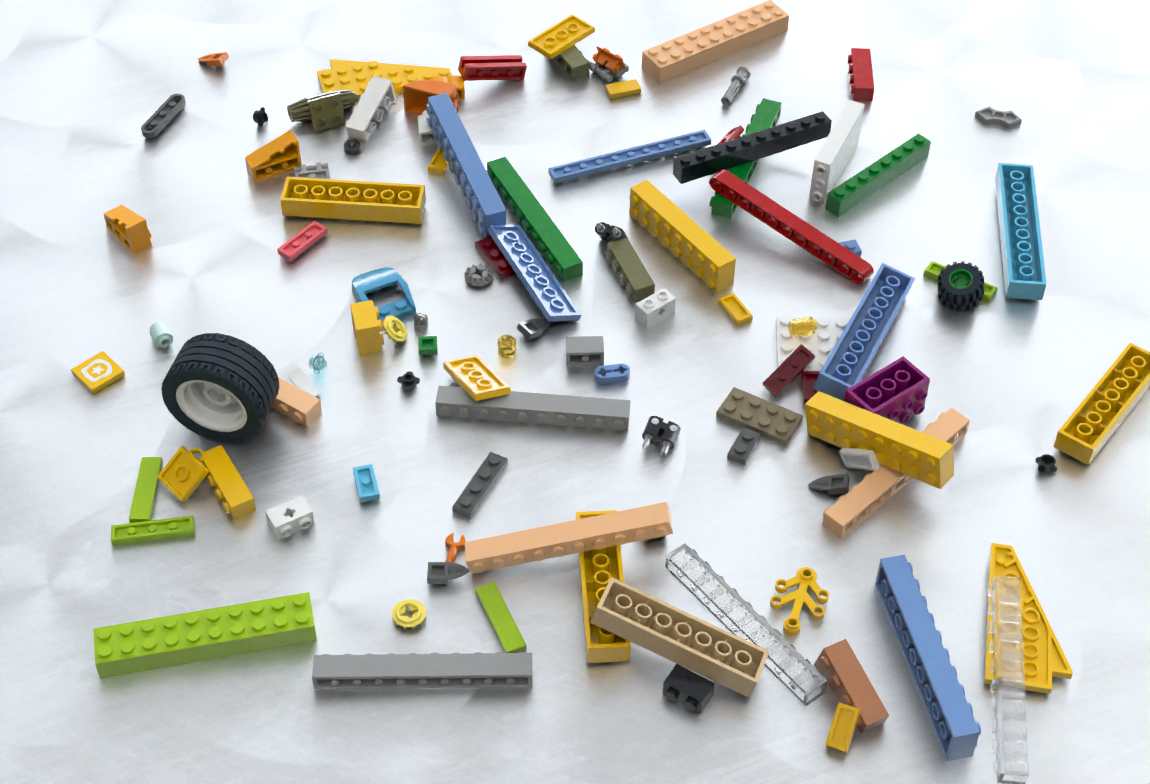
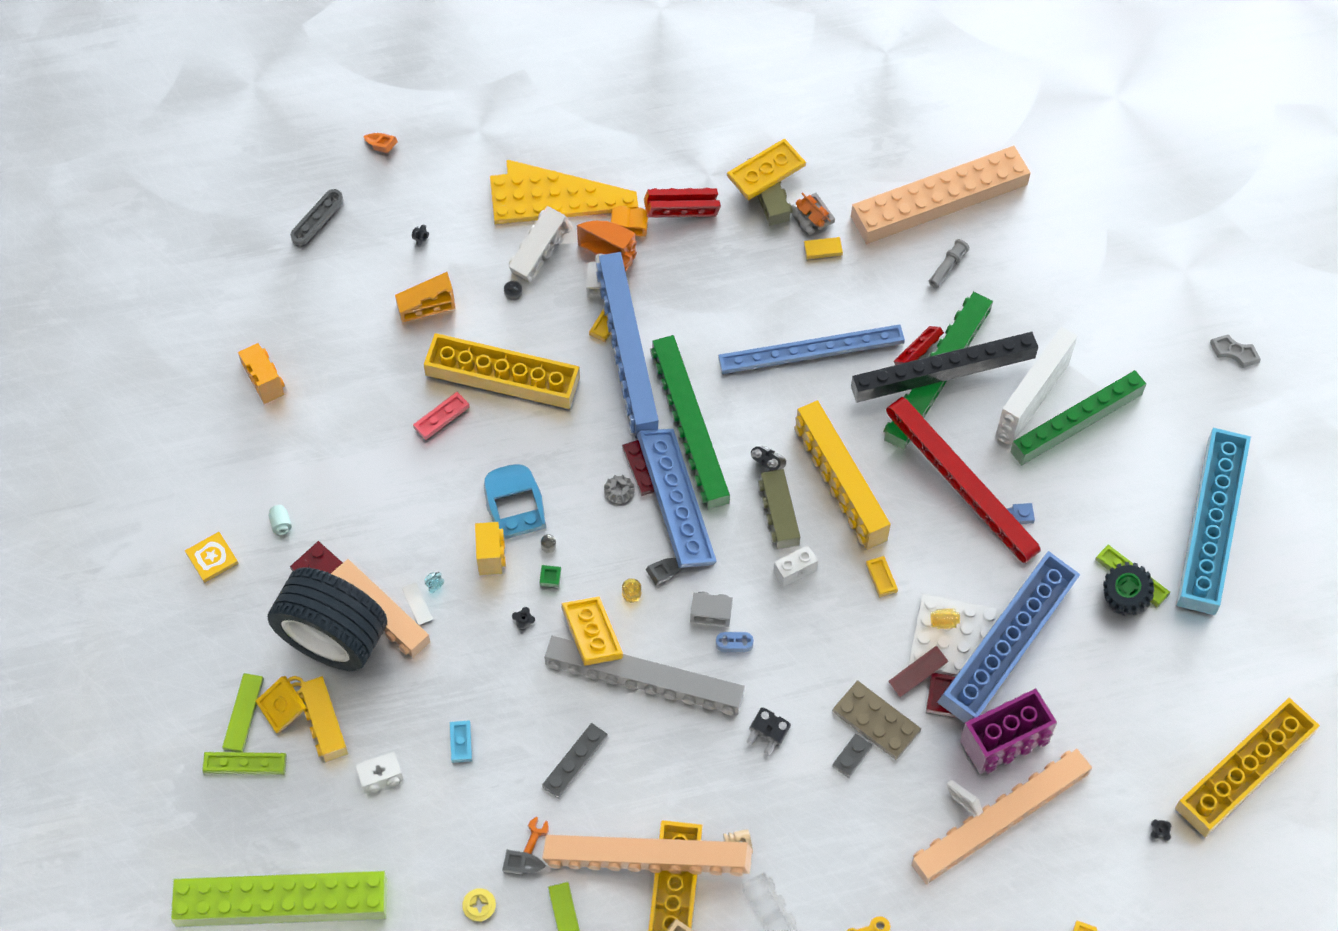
camera: 10 degrees right, 15 degrees up
(318, 171) = (464, 329): light grey plate -> none
(323, 109) = (489, 234): olive plate -> none
(399, 331) = (522, 546): light yellow gear -> none
(832, 484) = (931, 819): dark grey plate -> none
(861, 74) = (1094, 267): brick -> none
(893, 443) = (989, 784): yellow brick -> none

